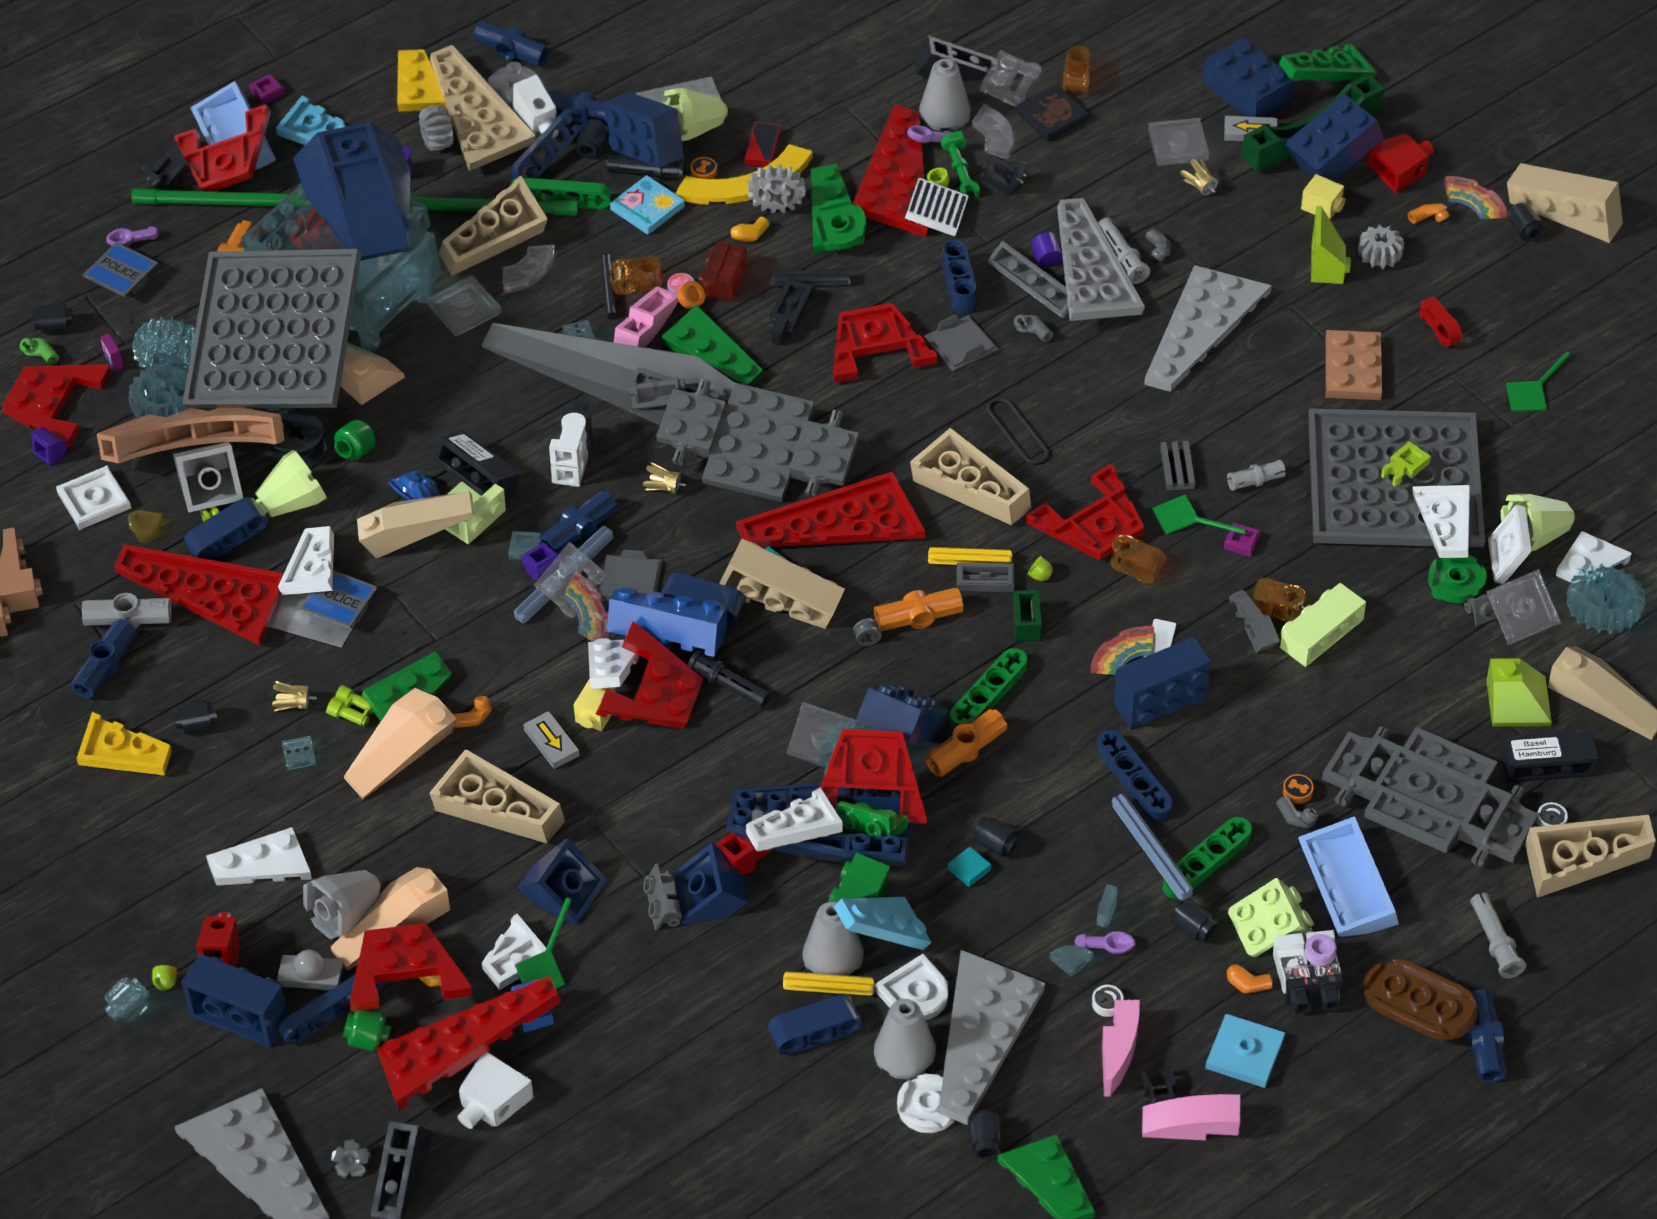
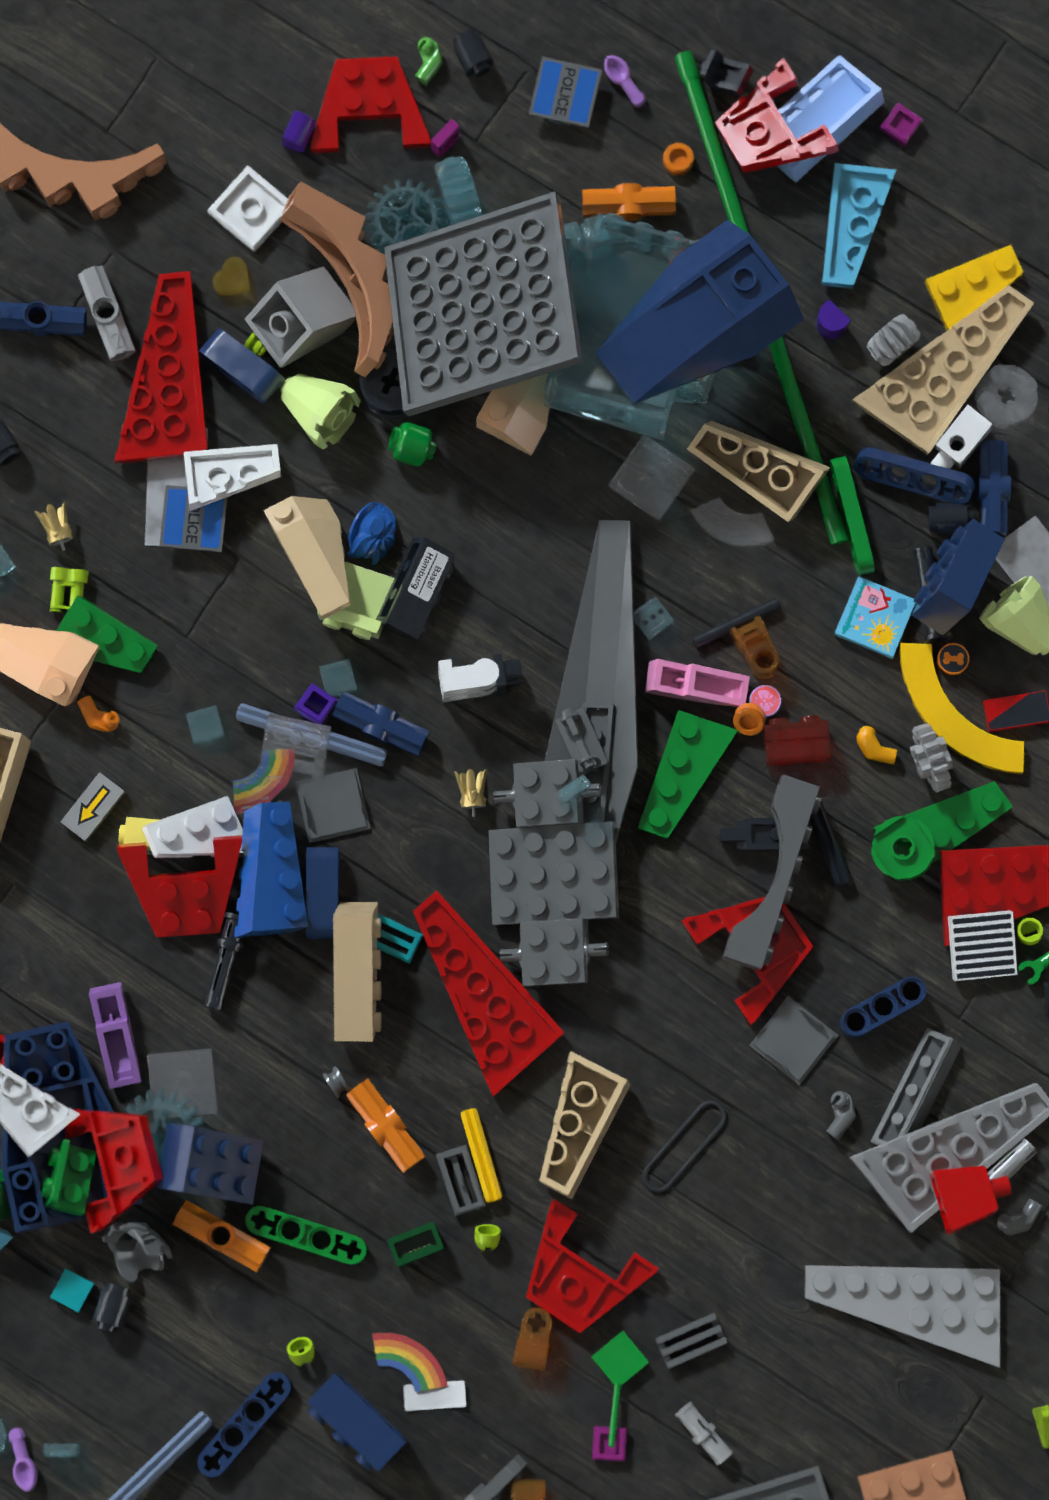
camera: 70 degrees right, 30 degrees up
(215, 223) = (678, 159): none -> orange tile
(519, 644) = (205, 725): none -> clear light blue tile
(700, 386) = (573, 790): none -> clear light blue tile
(754, 771) = (115, 1035): none -> medium lavender slope
(780, 278) = (791, 811): none -> dark grey arch
(954, 804) = (140, 1253): none -> dark grey helmet
(1047, 250) = (964, 1093): dark purple brick -> none
(1086, 717) = (300, 1344): none -> lime hinge
(1129, 254) = (967, 1195): none -> red torso

